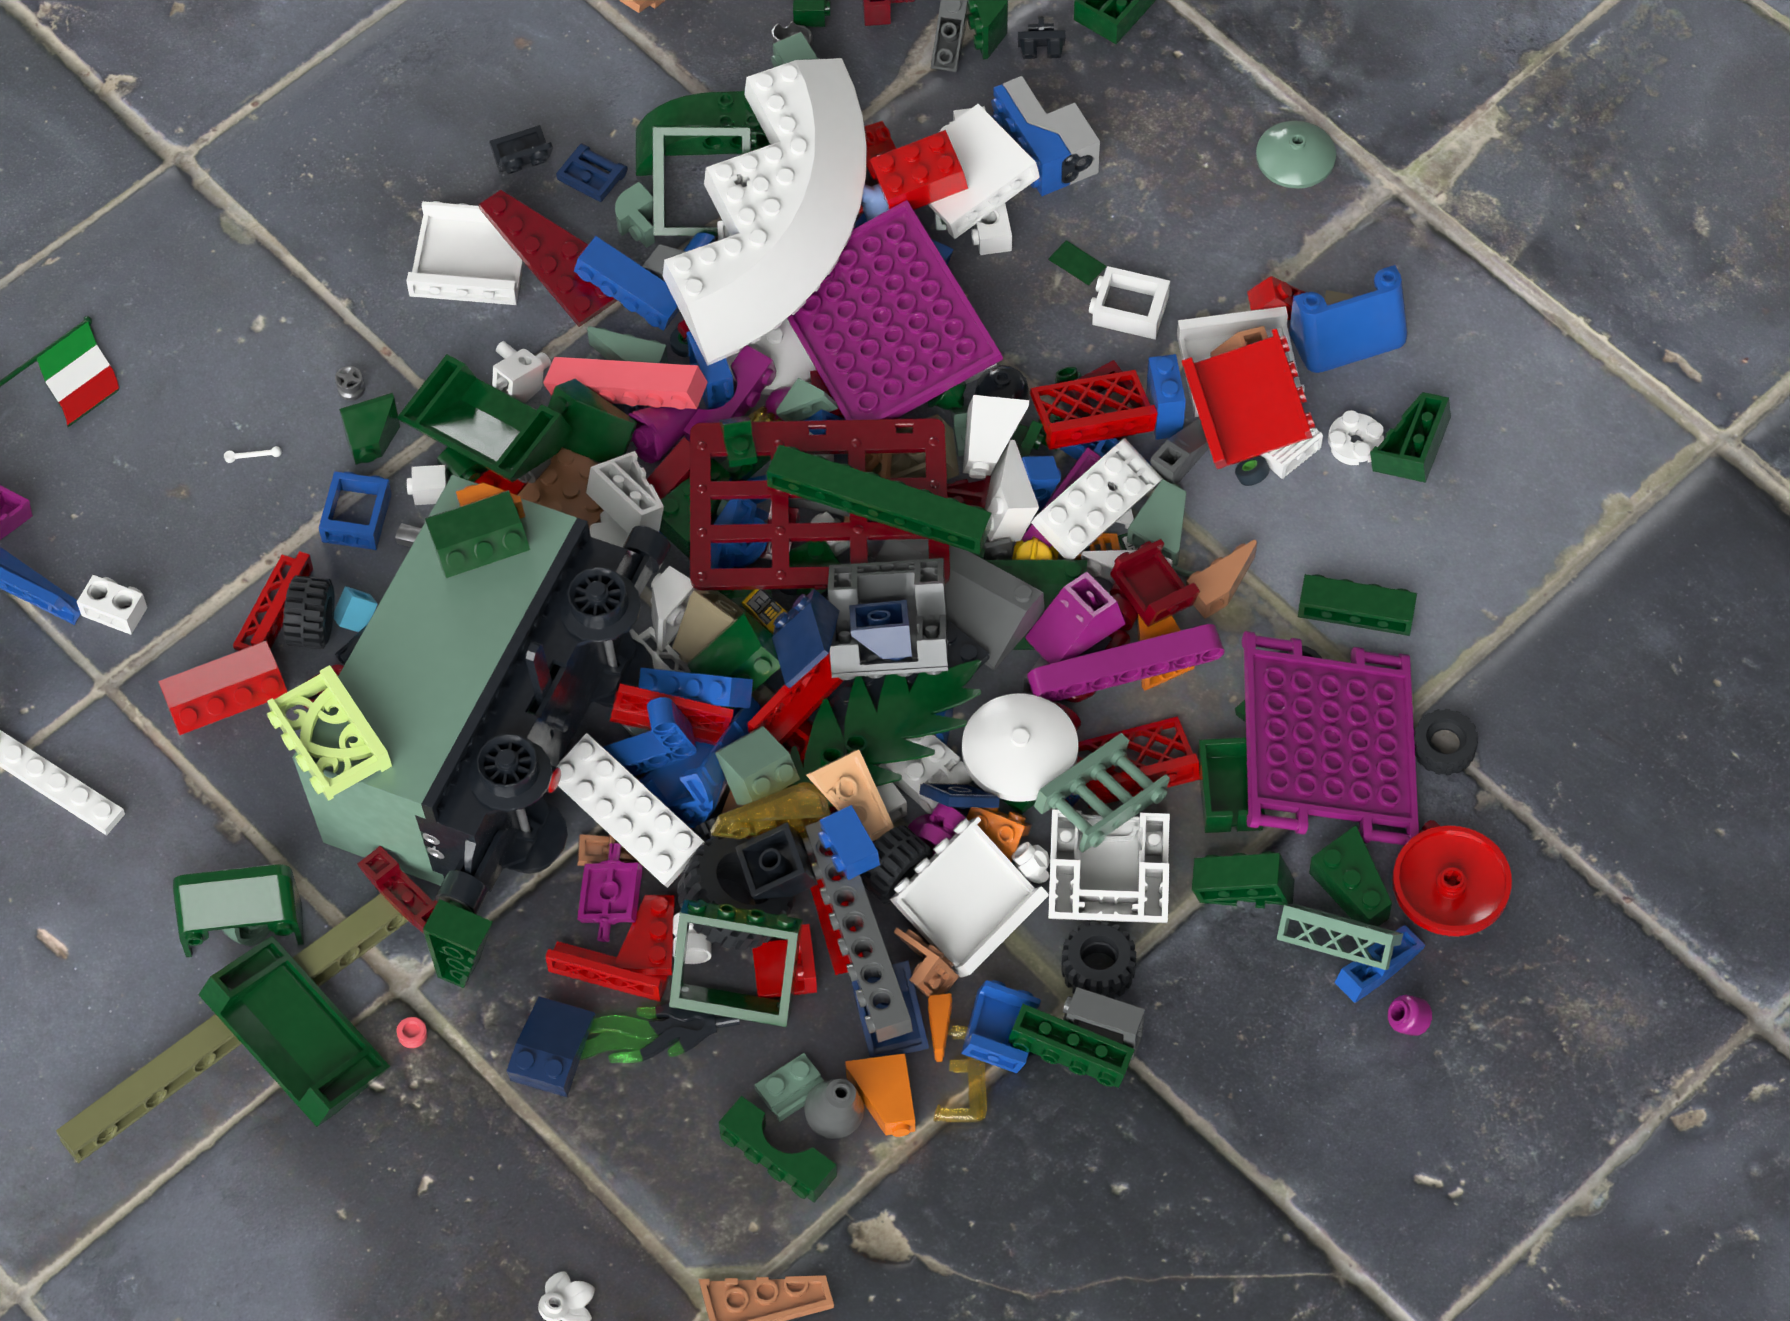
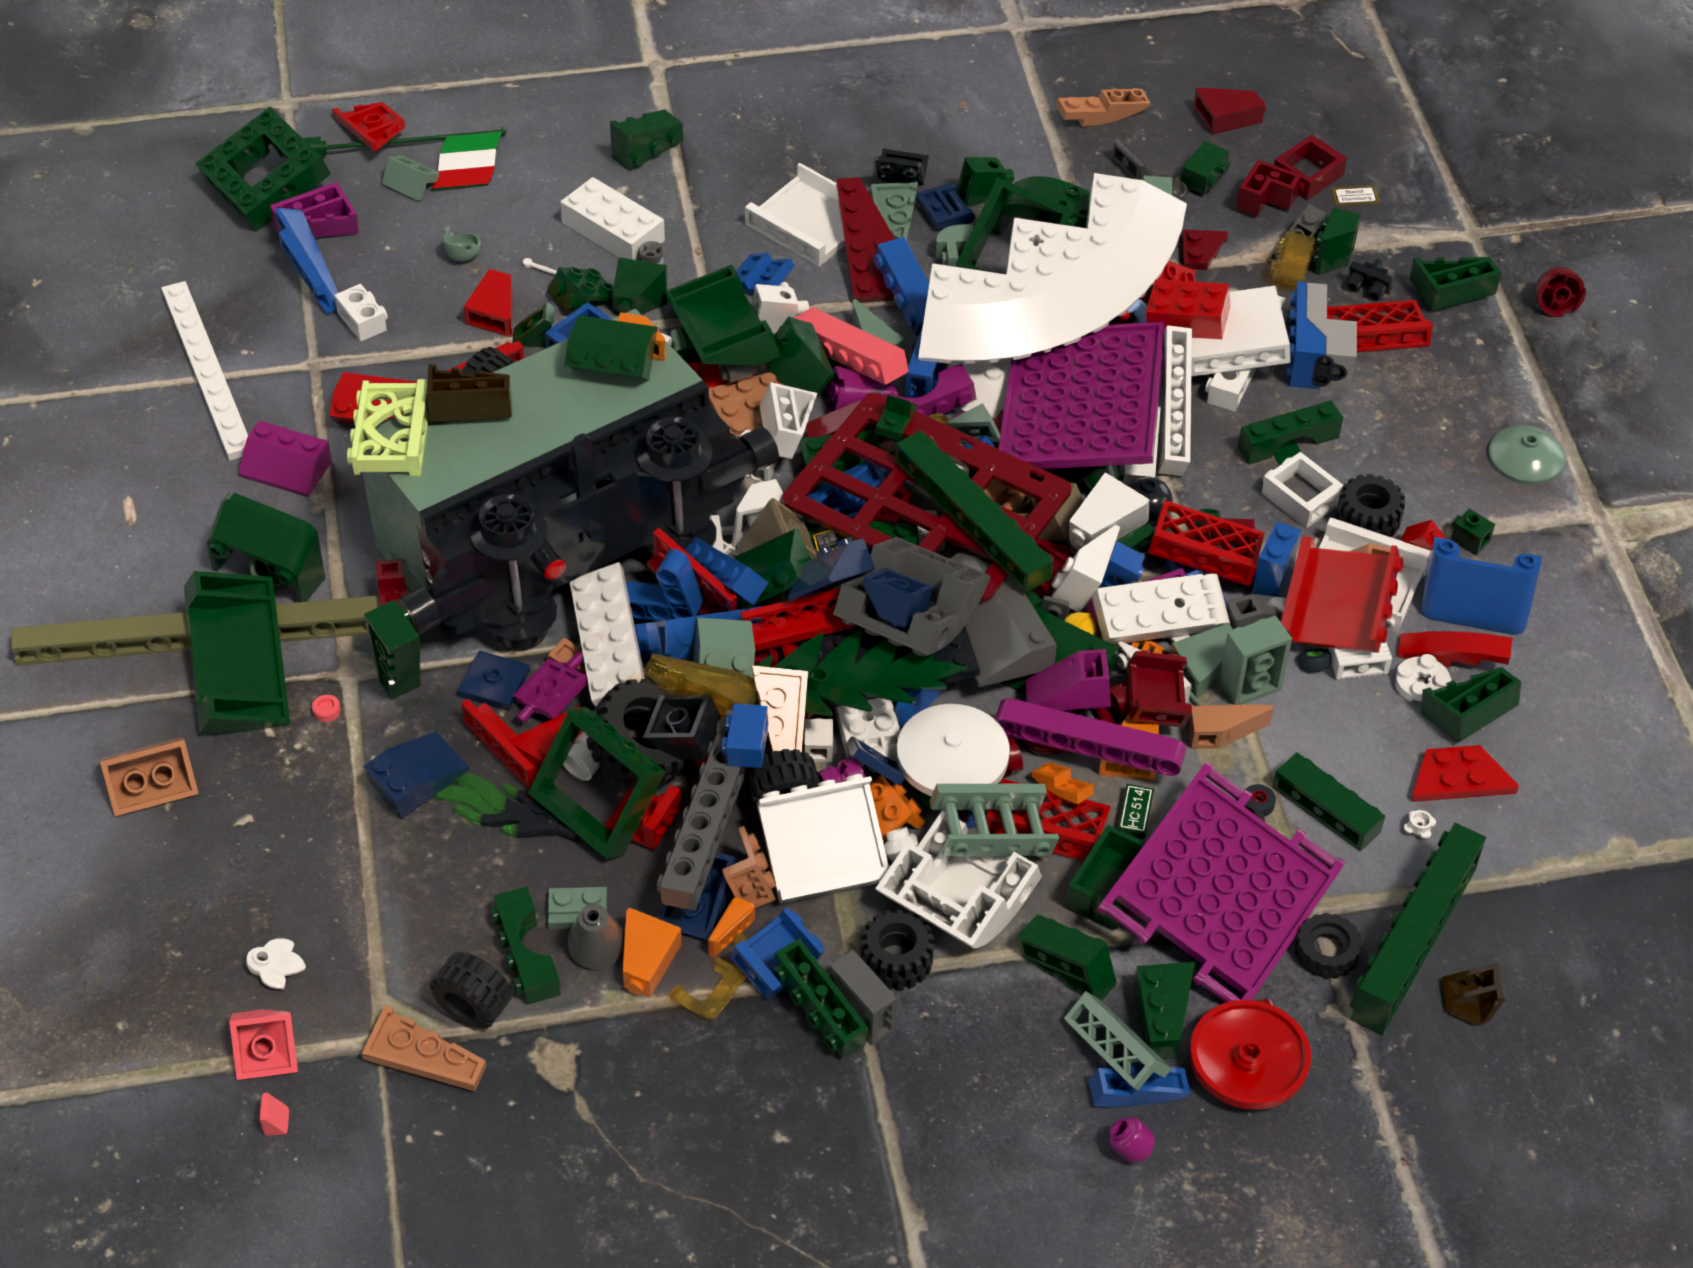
camera: 30 degrees right, 10 degrees down
(36, 425) = (408, 176): none -> sand green panel
(154, 474) = (462, 246): none -> sand green hair
(167, 804) = (284, 458): none -> magenta slope
(237, 522) = (491, 304): none -> red slope
(244, 254) = (644, 138): none -> dark green wedge
(282, 365) = (611, 219): none -> white brick
(299, 526) = (532, 329): none -> dark green slope
(305, 1196) = (148, 776): none -> nougat slope
(309, 460) = (576, 287): none -> dark green bracket
(378, 660) = (467, 396): none -> dark brown wedge
(473, 342) = (763, 270): none -> blue slope
(543, 193) = (896, 205): none -> sand green wing
(545, 913) = (493, 680): none -> dark blue plate
(611, 125) = (978, 179): none -> dark green torso
(732, 28) = (1128, 161): none -> flat silver slope
(771, 1221) = (471, 990): none -> black tyre
(867, 86) = (1201, 247): none -> dark red wing
(962, 59) = (1293, 259): none -> clear yellow brick
(967, 271) = (1175, 402): none -> white brick
(1064, 265) = (1263, 438): none -> dark green arch
(1090, 98) = (1388, 332): none -> red fence
(1116, 719) = (1059, 782): none -> orange slope
(1201, 708) = (1136, 810): none -> dark green tile
(1206, 272) = (1371, 504): none -> black tyre
(1214, 506) = (1254, 660): none -> sand green brick
(1298, 628) = (1266, 795): none -> black wheel
(1303, 263) = (1472, 531): none -> dark green brick
(1365, 391) = (1456, 647): none -> red slope
(1443, 574) = (1420, 818): none -> white plate
(1445, 513) = (1461, 774): none -> red wing
(1511, 684) = (1416, 928): none -> dark green brick
(1590, 716) = (1474, 994): none -> dark brown slope

